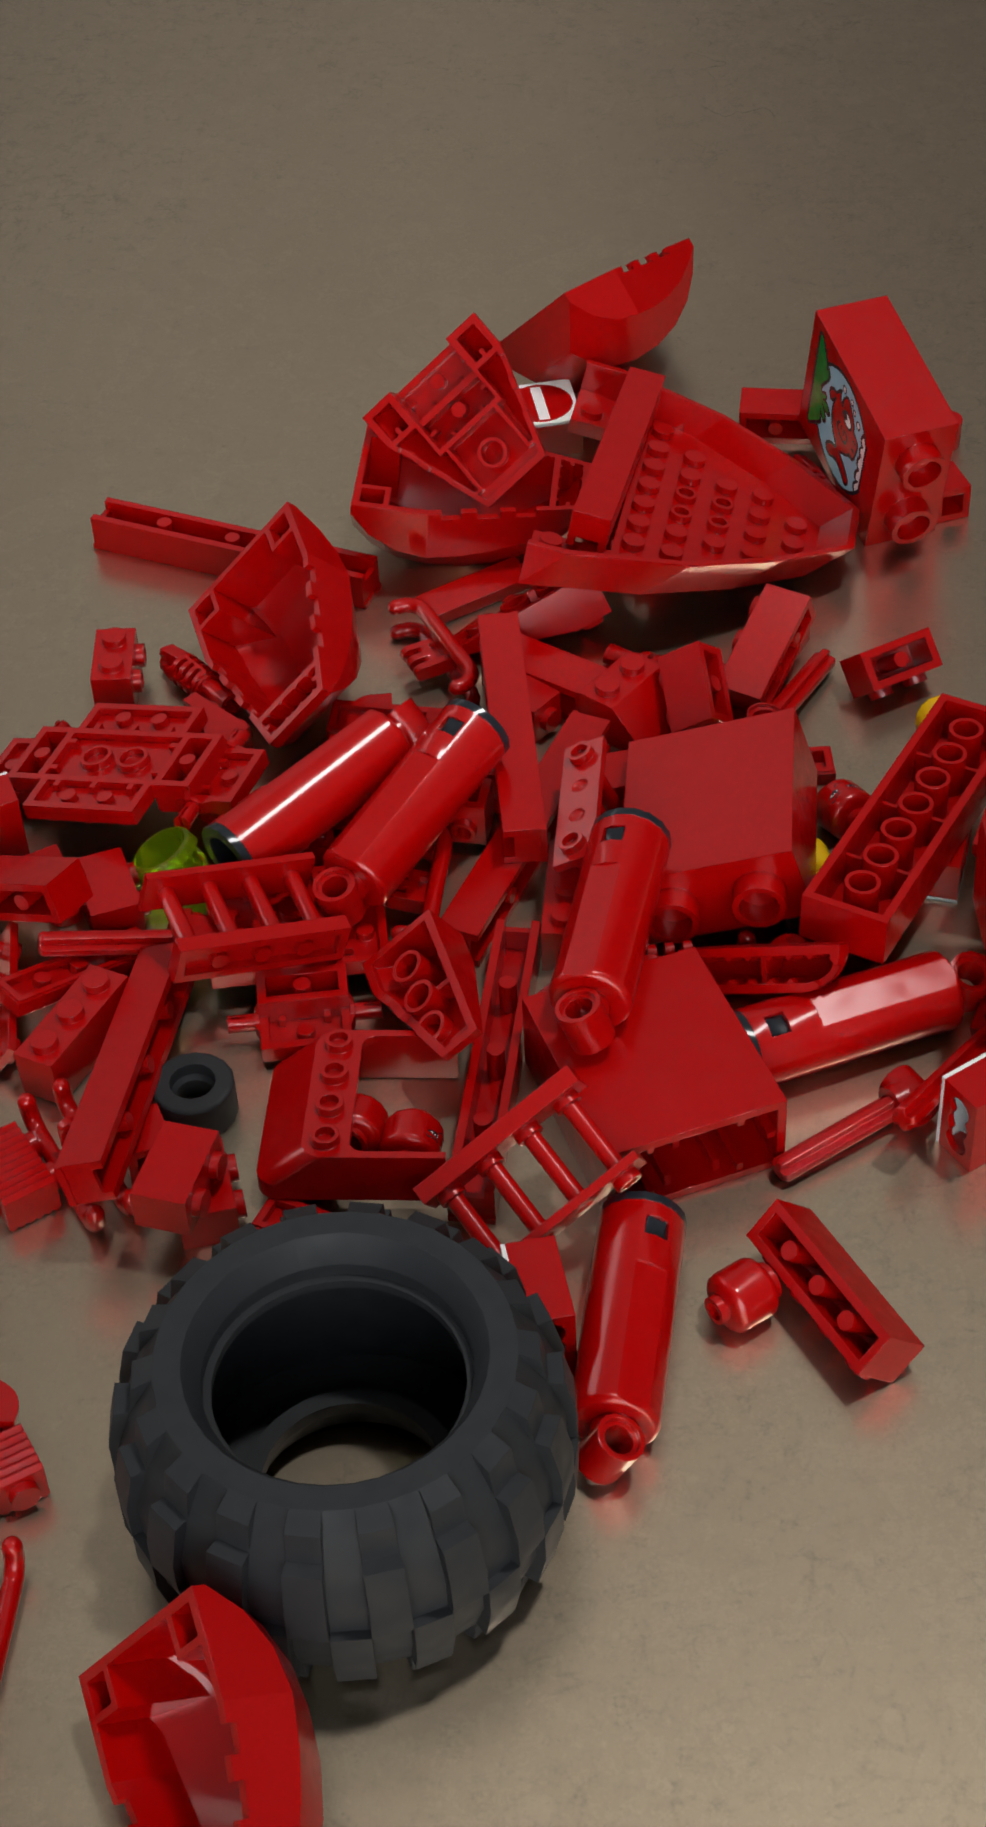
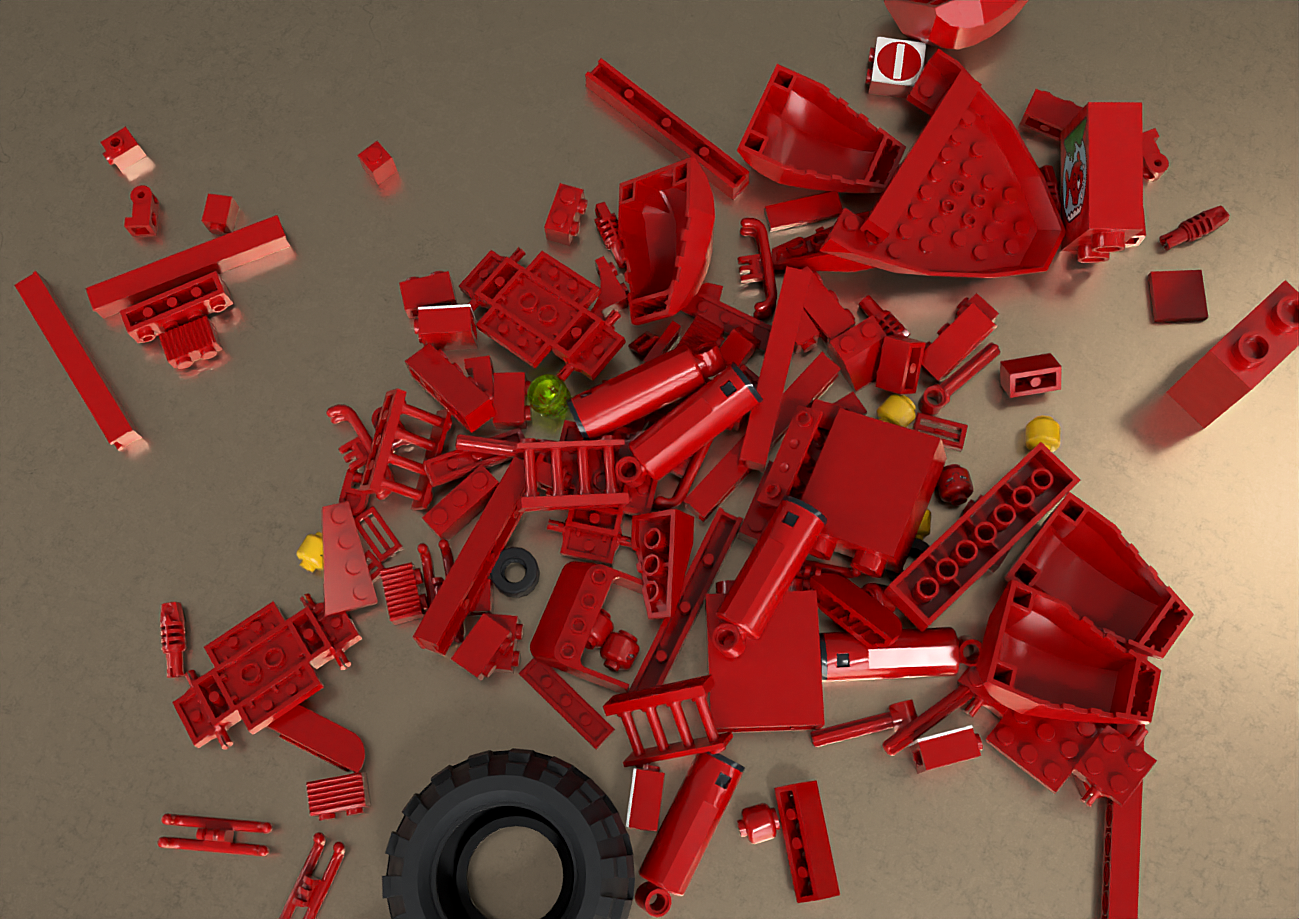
camera: 20 degrees right, 30 degrees up
(464, 417) = (830, 99): red wedge -> none

